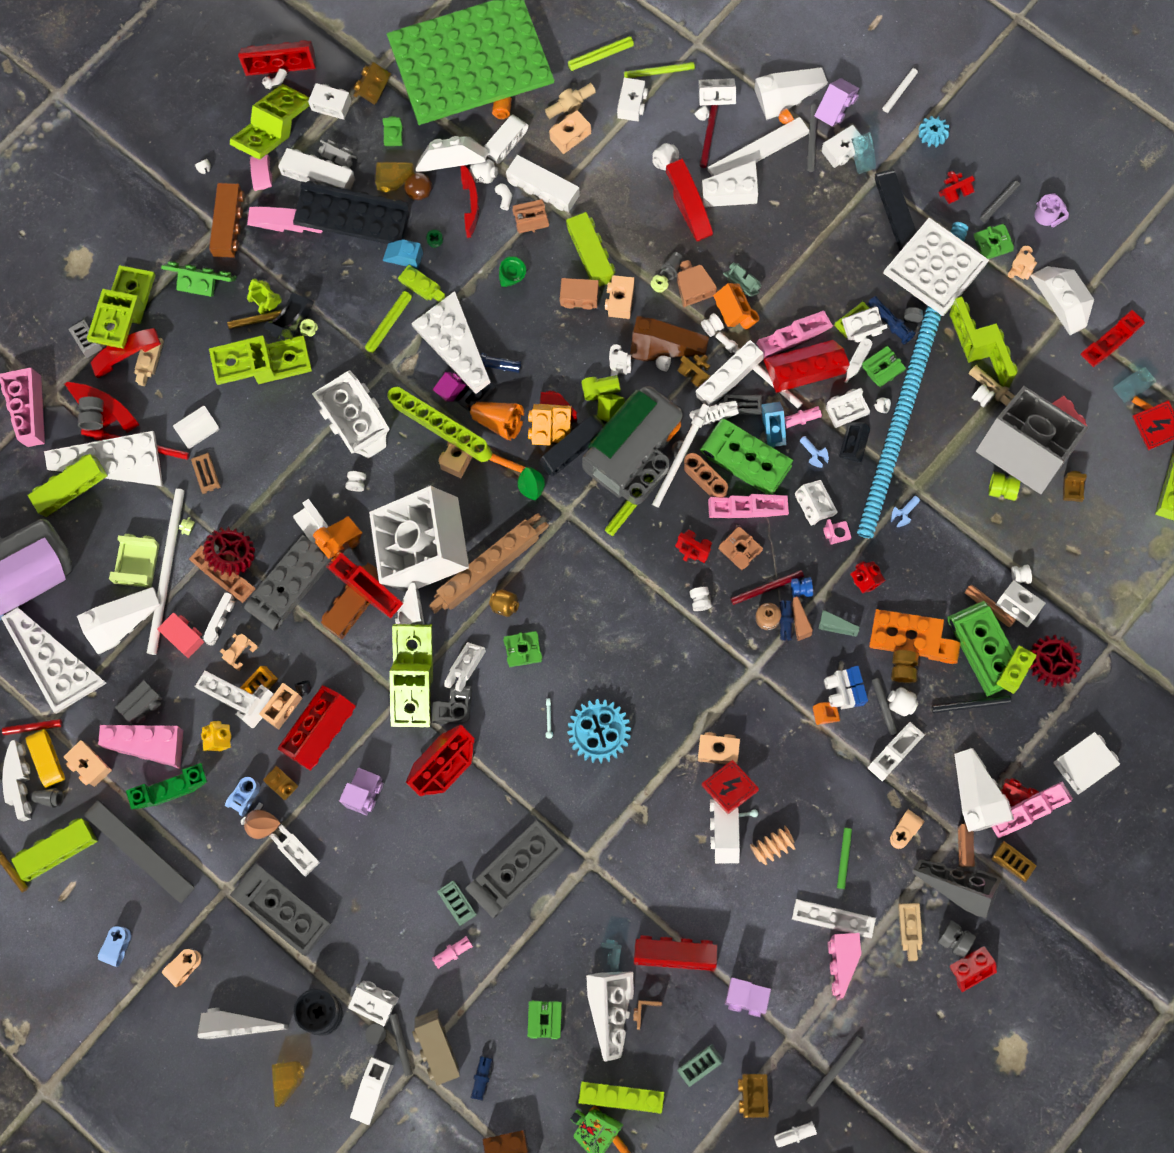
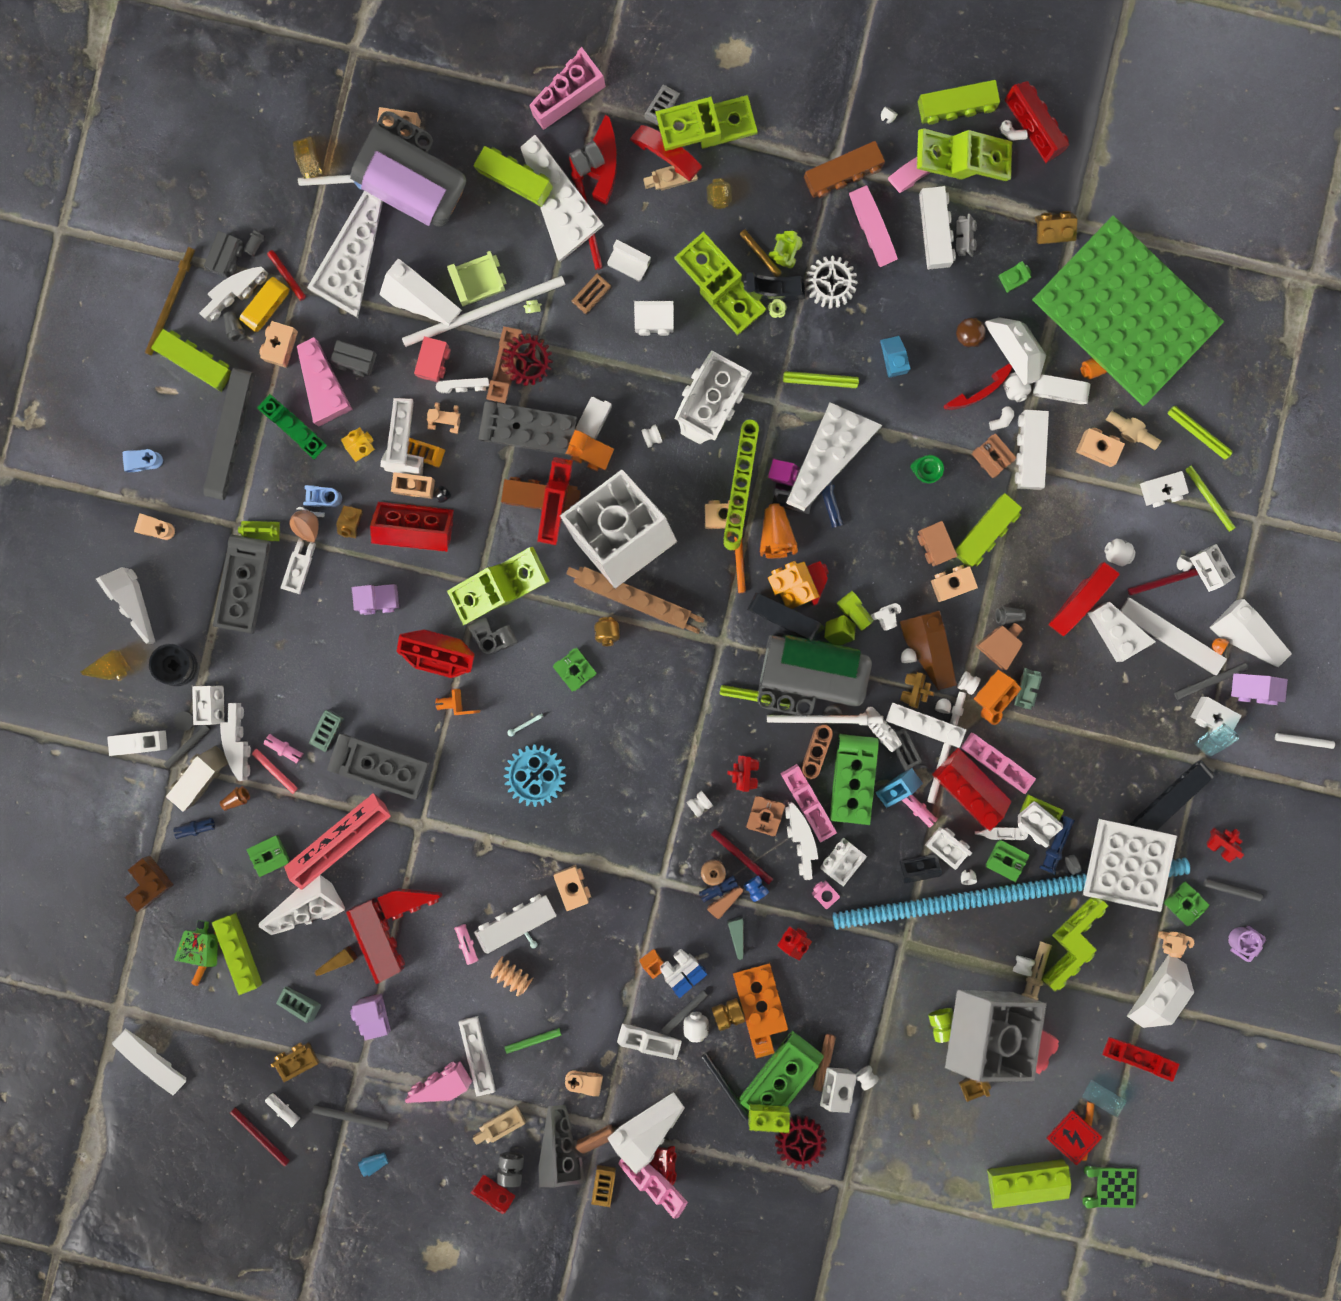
camera: 55 degrees right, 15 degrees up
(185, 327) = (719, 193): none -> clear yellow head
(196, 280) = (771, 176): bright green bracket -> none
(226, 108) = (958, 102): none -> lime brick
(241, 867) = (260, 530): none -> lime hinge
(256, 427) = (653, 317): none -> white slope
(313, 280) = (838, 281): none -> white gear
(330, 101) = (1013, 208): white brick -> none
(350, 213) = (909, 284): black bracket -> none
(392, 175) = (969, 302): clear yellow slope -> none
(411, 609) = (555, 555): white slope -> none
(421, 284) = (873, 389): lime hinge -> none
(428, 997) = (234, 749): none -> white slope
(434, 233) = (931, 374): dark green bush -> none
(464, 665) = (532, 627): white hinge -> none
(468, 972) = (274, 771): none -> coral bar
(474, 1023) = (236, 798): none -> dark orange cone
(494, 771) = (453, 703): none -> orange bracket
(531, 483) = (730, 597): green piece -> none
(564, 943) = (337, 841): none -> coral brick
(613, 958) = (348, 888): clear light blue bracket -> none
(637, 1011) = (324, 934): medium nougat bracket -> none
(651, 912) = (402, 900): none -> red slope
(659, 287) = (987, 607): yellowish green plate -> none
(677, 997) = (343, 958): none -> pearl gold slope
(721, 355) = (943, 706): none -> white hinge
(722, 873) = (469, 956): none -> bright pink pin
(730, 787) = (539, 917): red tile -> none
(770, 523) = (801, 832): none -> white slope
(815, 453) = (892, 836): light blue bar -> none
(889, 1073) = (372, 1164): none -> dark azure cone
(905, 511) = (875, 945): light blue bar -> none
(933, 131) = (1282, 794): medium azure gear -> none
(1087, 762) = (722, 1211): white brick -> none

